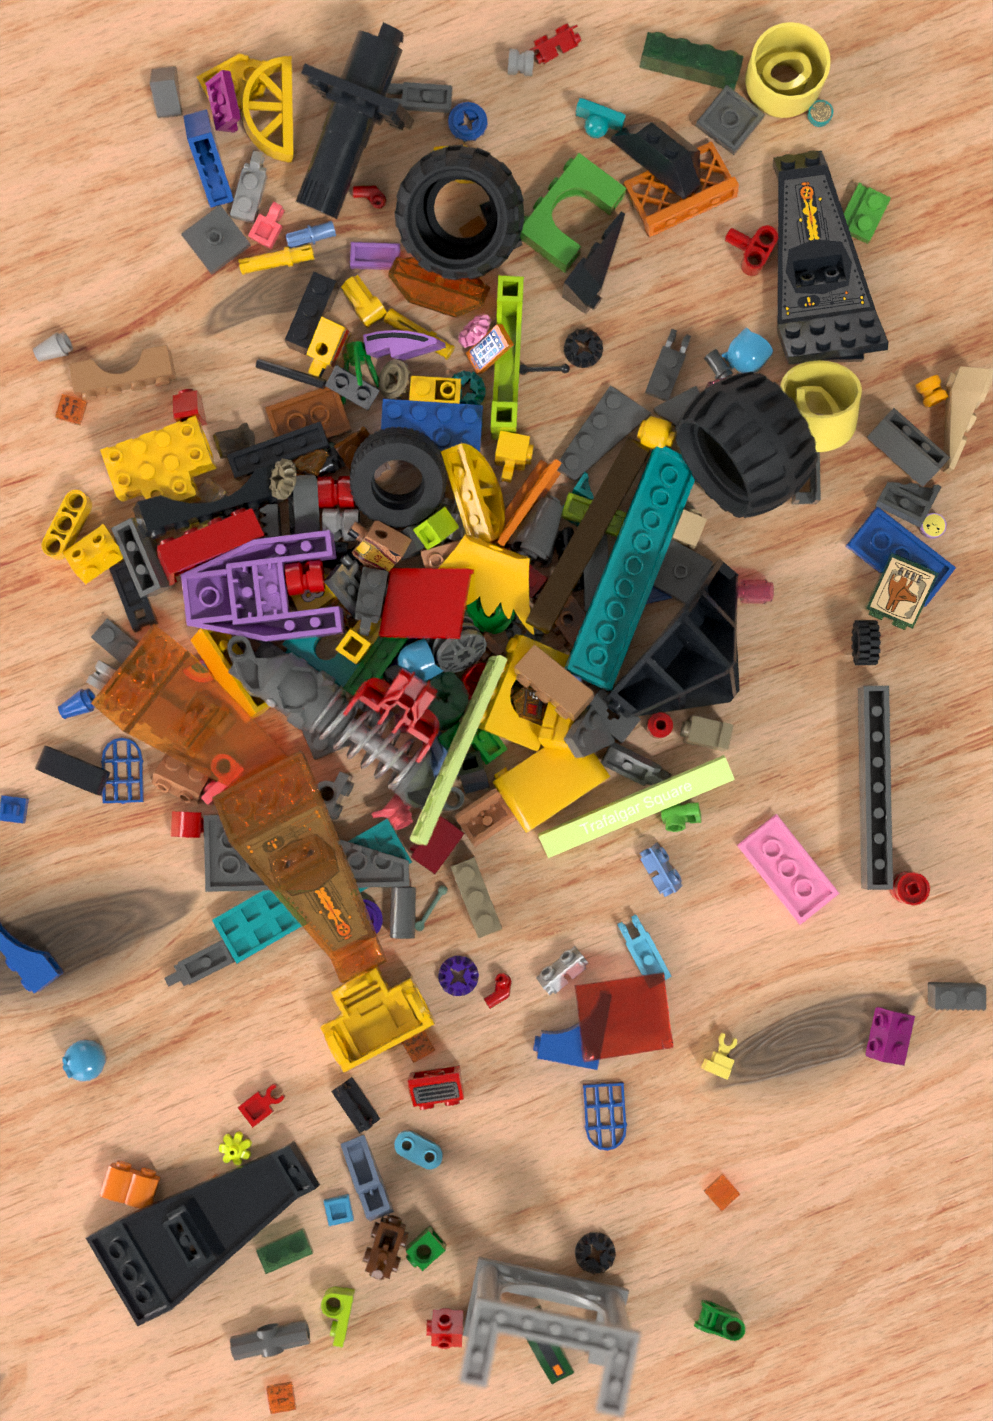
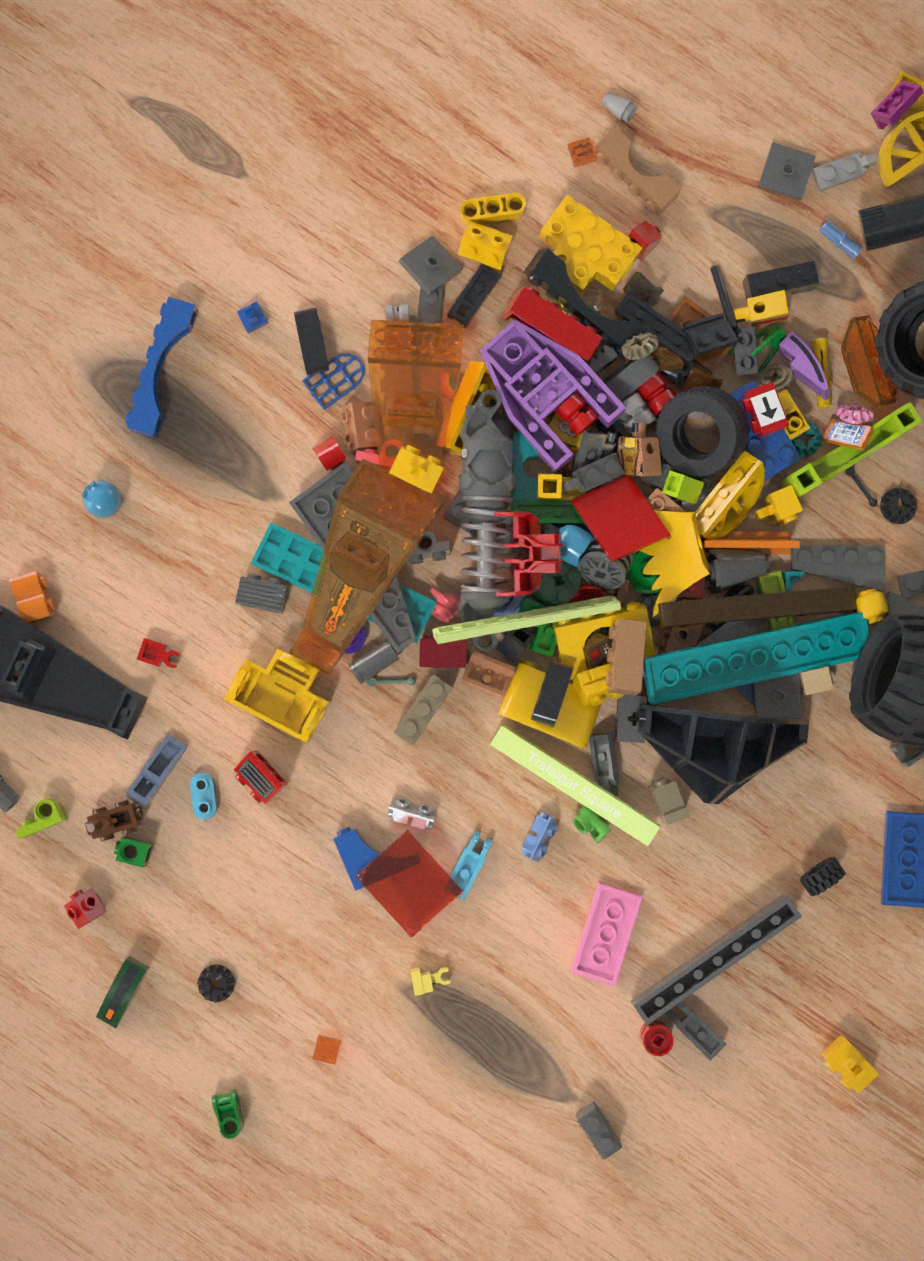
camera: 55 degrees right, 0 degrees up
(77, 704) = (363, 310): blue cone -> none
(78, 615) = (430, 265): none -> dark grey plate
(141, 559) = (505, 282): dark grey brick -> none
(166, 92) = (873, 56): slope -> none
(201, 964) = (231, 537): dark grey hinge -> none
(207, 158) = (844, 122): blue arch -> none
(238, 1146) = (115, 657): neon yellow plant -> none
(254, 755) = (416, 468): none -> yellow brick
(266, 229) = (821, 203): coral plate -> none
(272, 972) = (261, 594): none -> dark grey brick
(276, 259) = (808, 231): yellow pin -> none
(284, 1251) = (61, 746): clear green plate -> none
(315, 409) = (710, 334): none -> black plate
(339, 1210) = (118, 766): dark azure tile -> none
(355, 1105) = (205, 725): black hinge -> none
(367, 306) = (815, 320): yellow piece -> none
(372, 194) = (904, 263): red arm -> none
(373, 255) = (858, 297): medium lavender tile -> none
(417, 408) = (765, 410): none -> brick
(418, 1046) = (281, 742): clear orange tile -> none
(458, 963) = (360, 746): dark purple gear -> none
(501, 992) = (366, 777): red arm -> none
(541, 772) = (552, 693): none -> black beam
(588, 733) = (606, 709): dark grey wing -> none
(607, 1339) = (161, 1033): light grey arch -> none
(610, 1105) = (334, 920): blue window -> none
(652, 729) = (642, 757): red brick -> none
(755, 591) = (803, 764): clear pink brick -> none
(890, 1036) = (532, 1099): magenta bracket -> none
(901, 591) = (881, 877): brick -> none
(928, 847) = (697, 1031): none -> dark grey hinge

